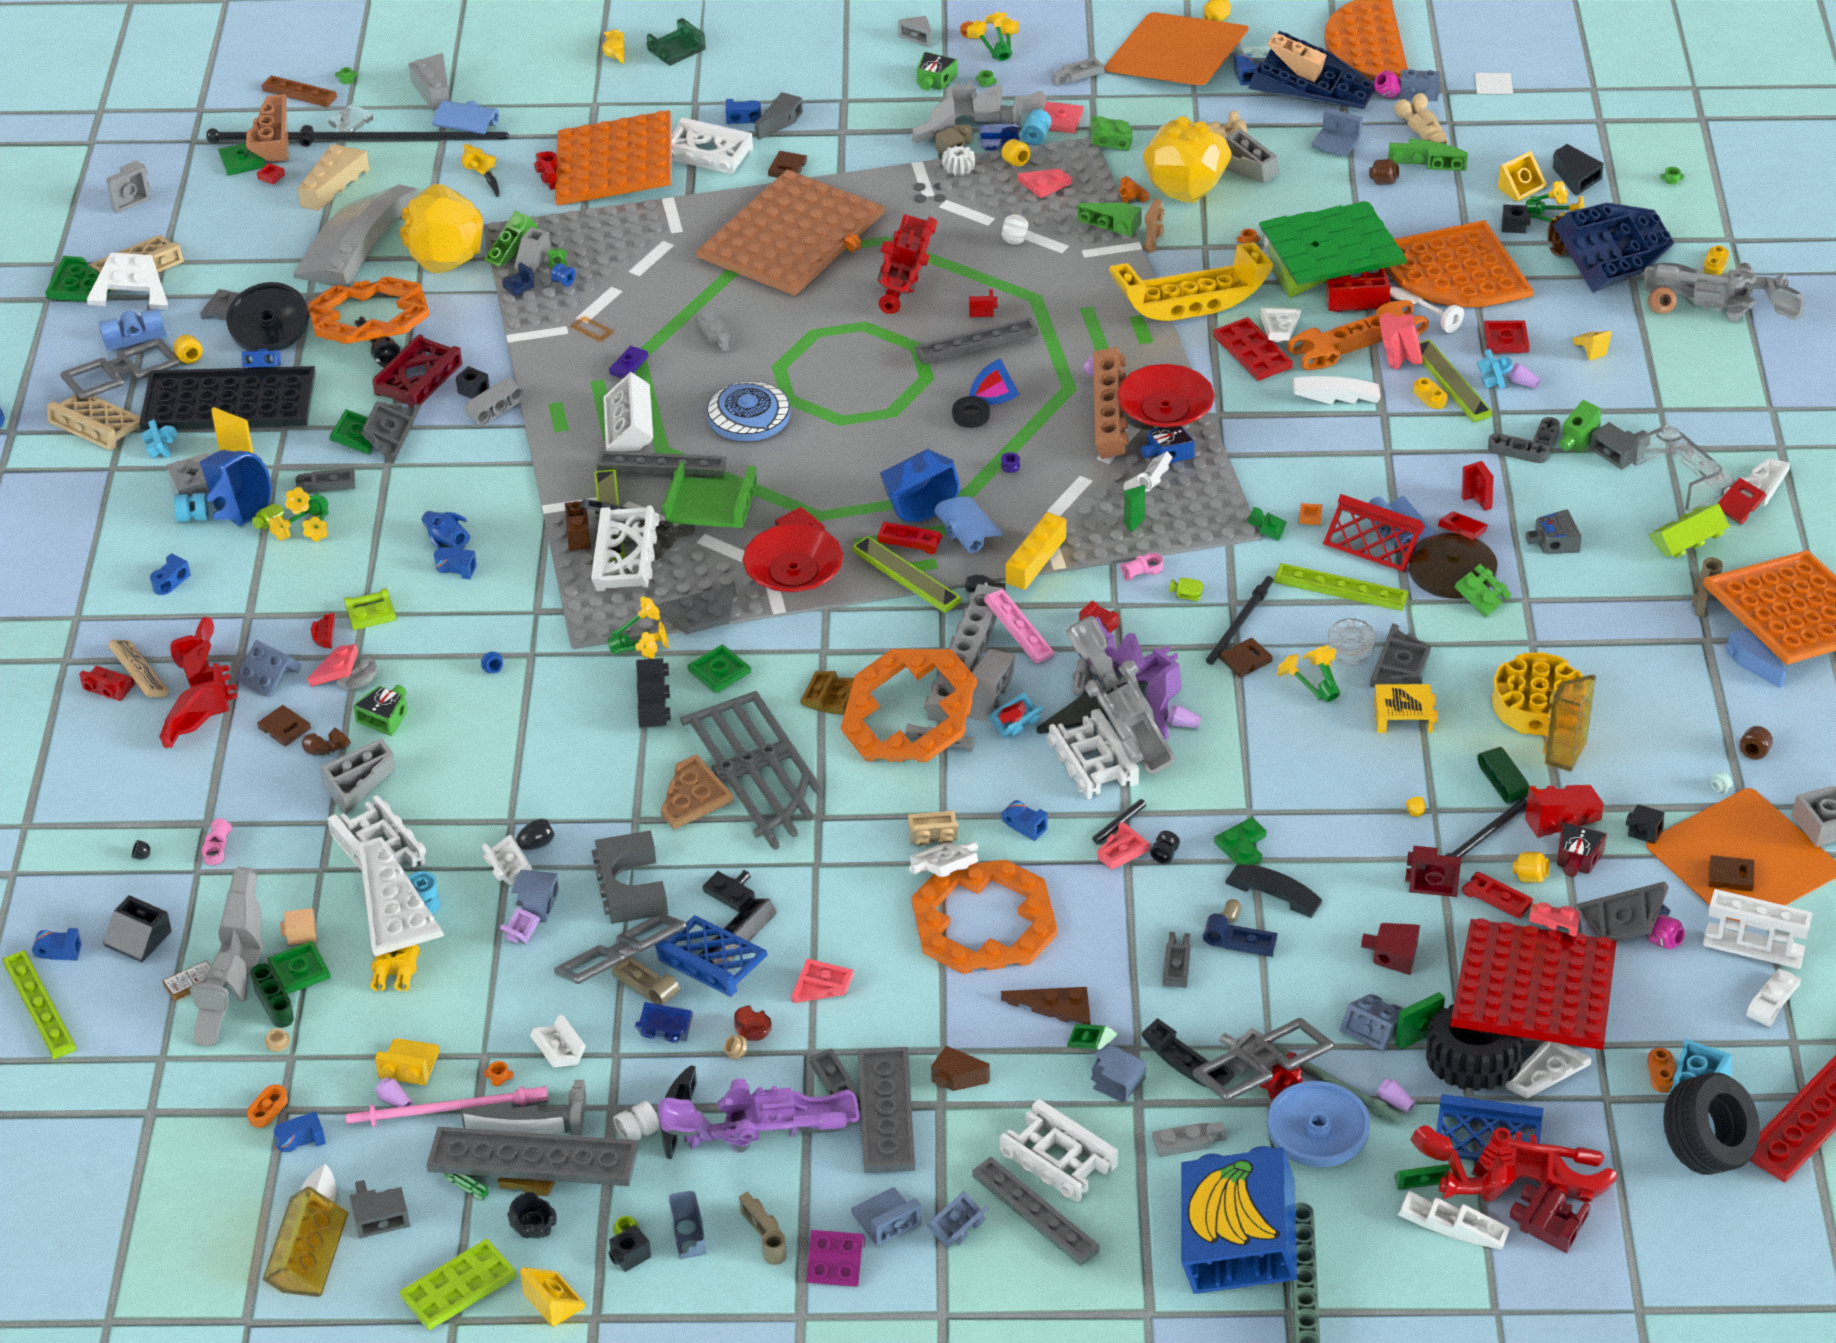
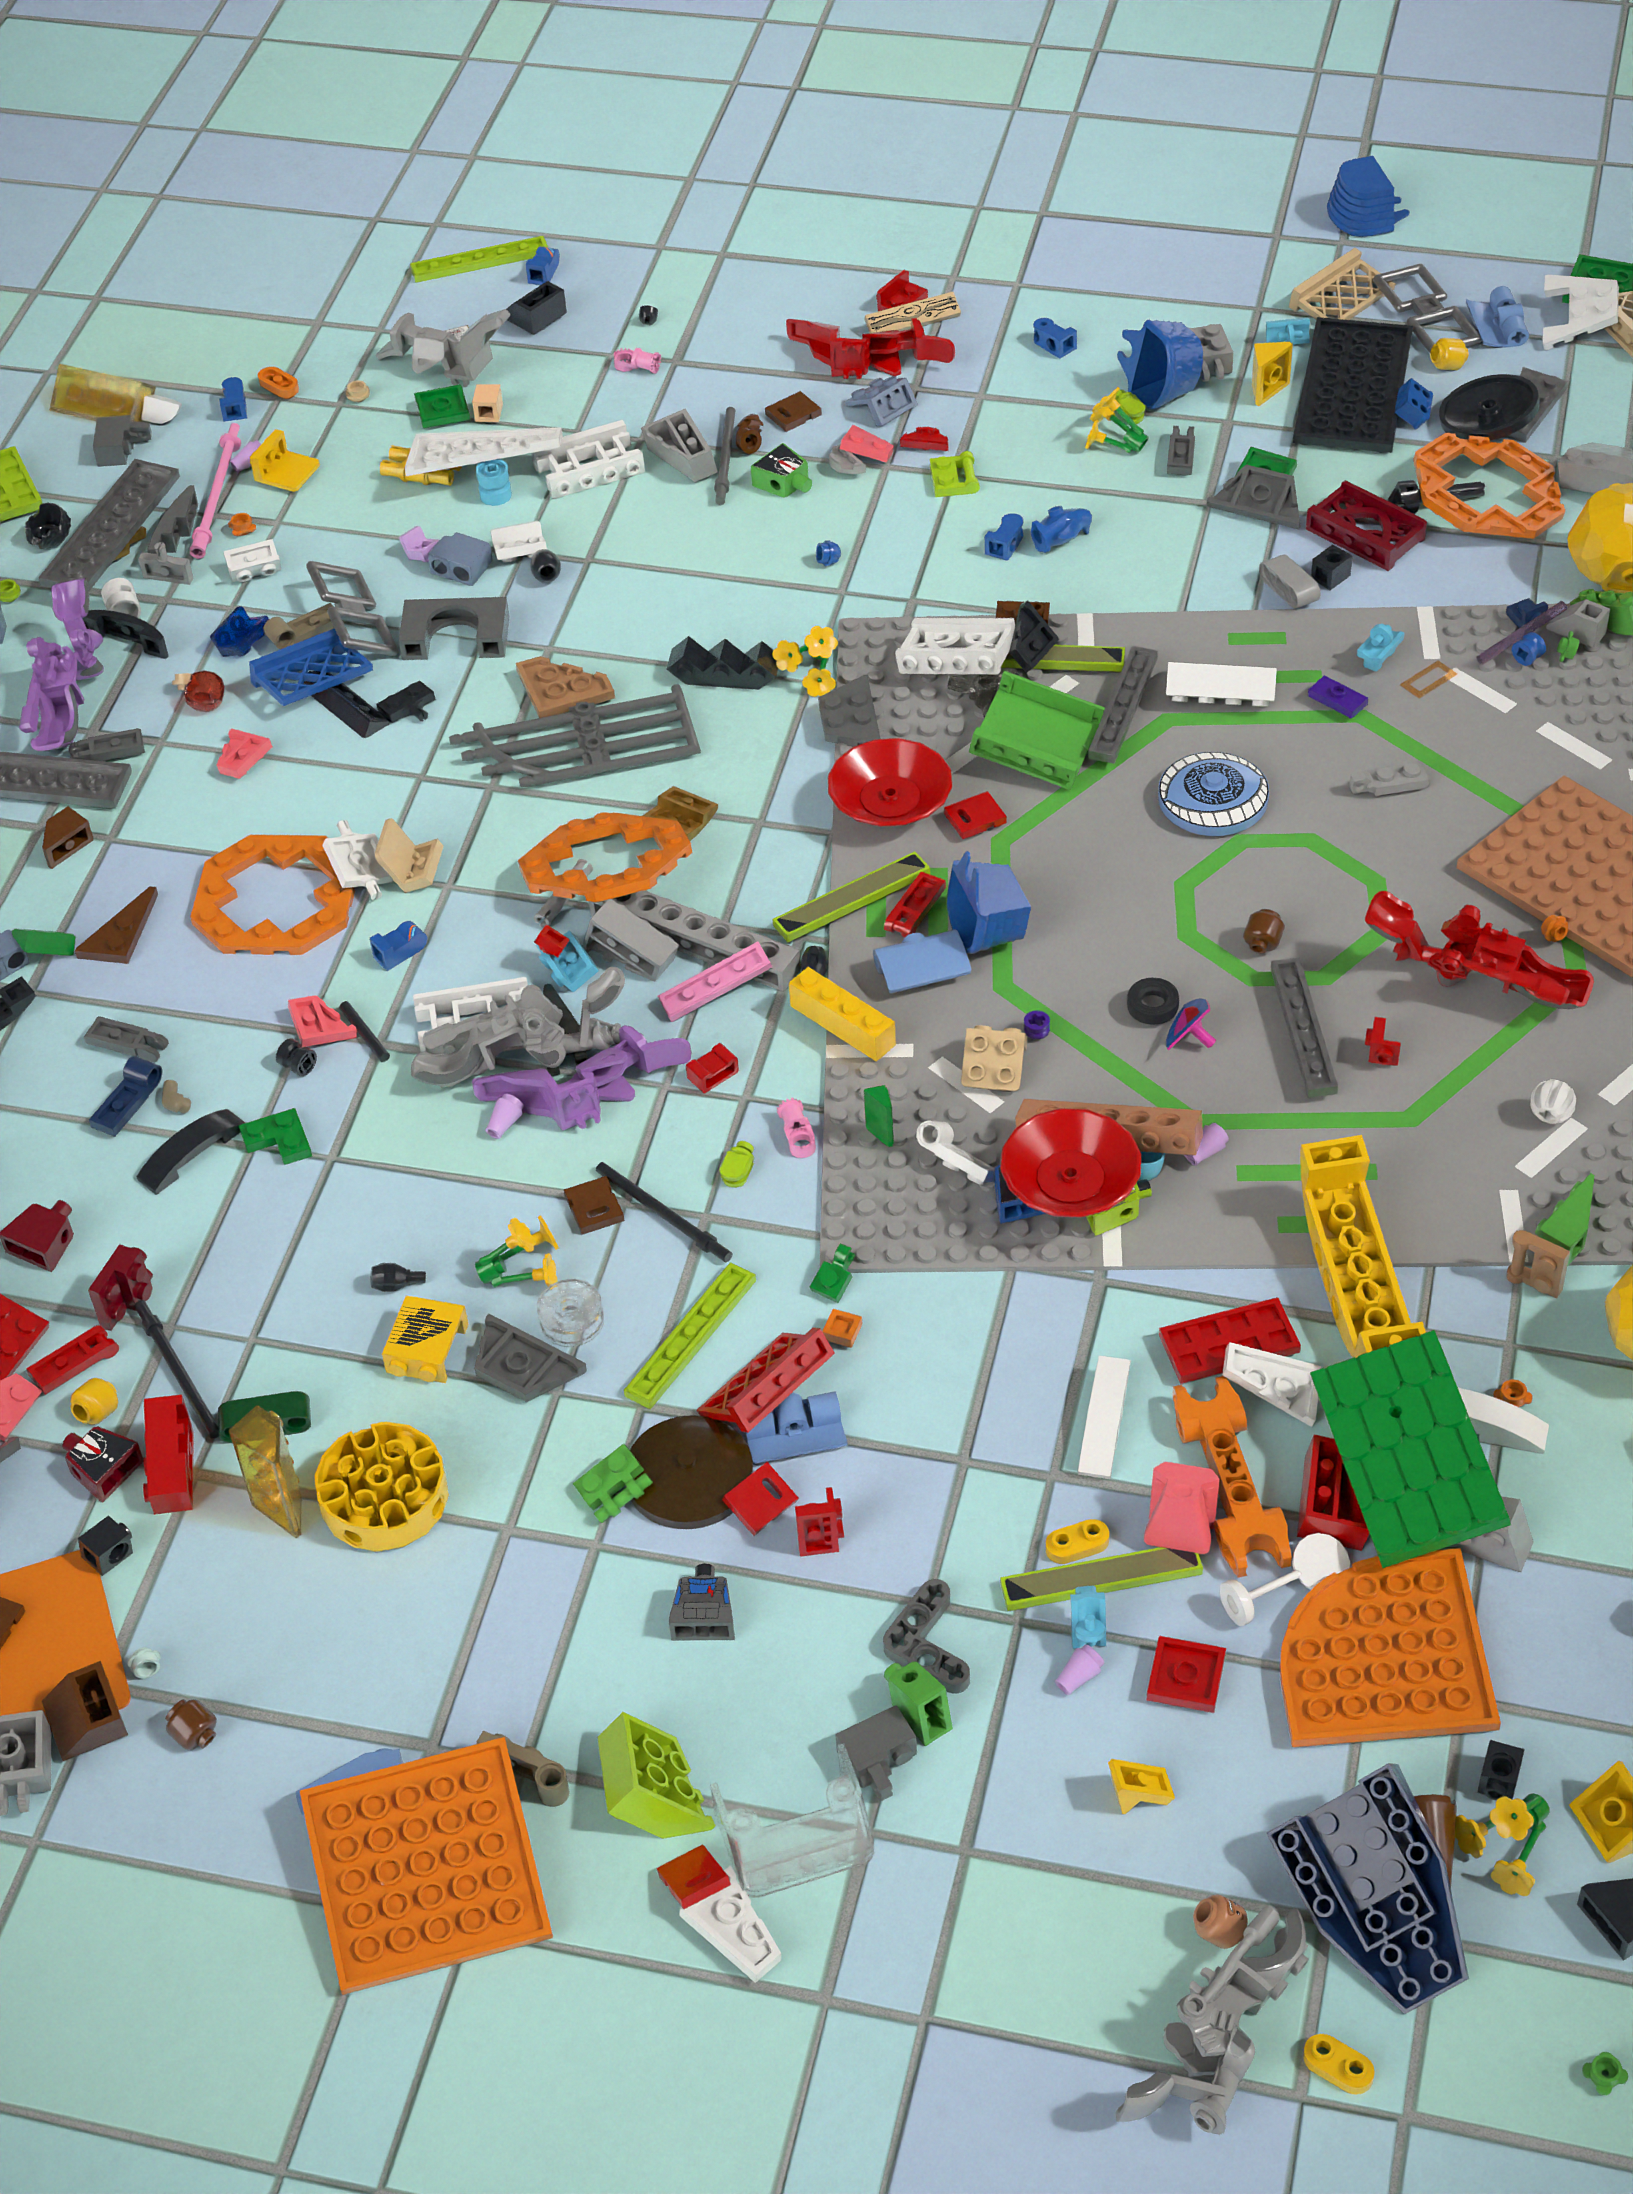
camera: 105 degrees right, 5 degrees up
(272, 995) = (399, 388): dark green beam -> none
(400, 749) = (722, 483): none -> dark grey bar
(547, 278) = (1517, 635): none -> clear purple bar
(575, 339) = (1379, 646): none -> medium azure hips
(719, 668) = (752, 726): green plate -> none
(892, 365) = (1264, 931): none -> reddish brown head
(1049, 468) = (993, 1058): none -> tan bracket
(1355, 740) = (392, 1277): none -> black piece
(1416, 806) = (254, 1314): yellow hinge -> none
(1774, 789) = (83, 1712): none -> reddish brown slope

